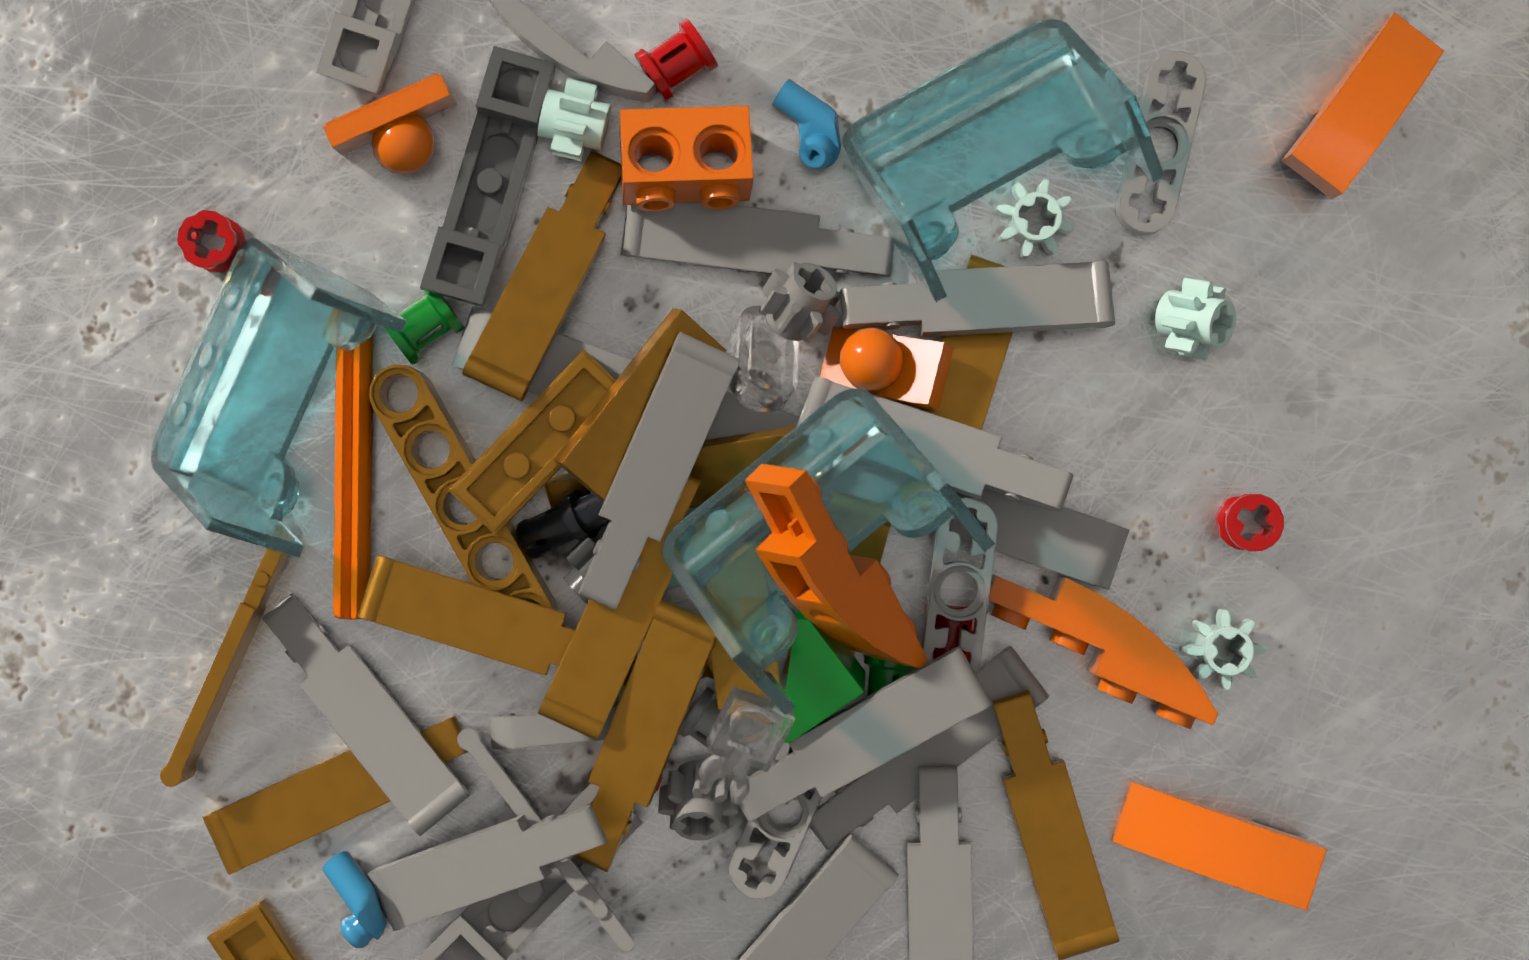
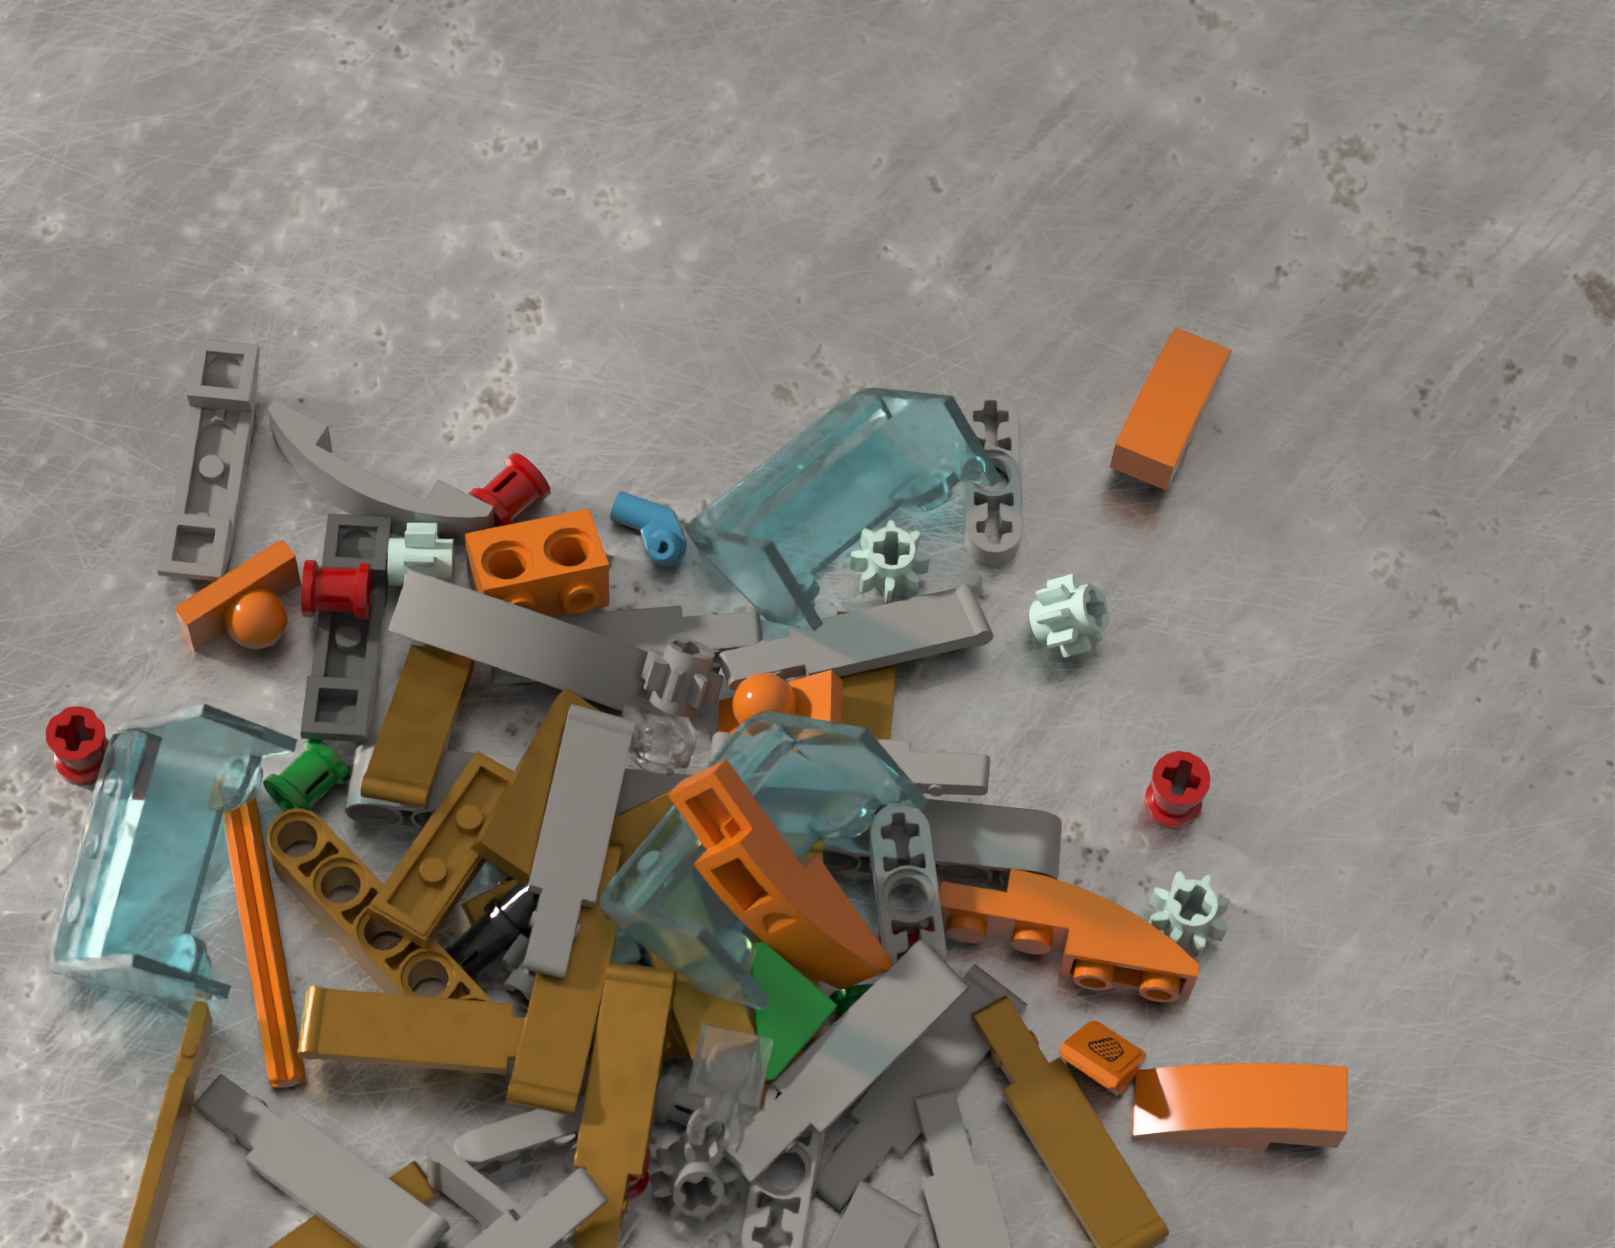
camera: 20 degrees left, 25 degrees down
(484, 136) = (336, 590): none -> red bush
(646, 236) = (518, 640): none -> light grey slope
(1103, 770) = (1103, 1056): none -> orange slope

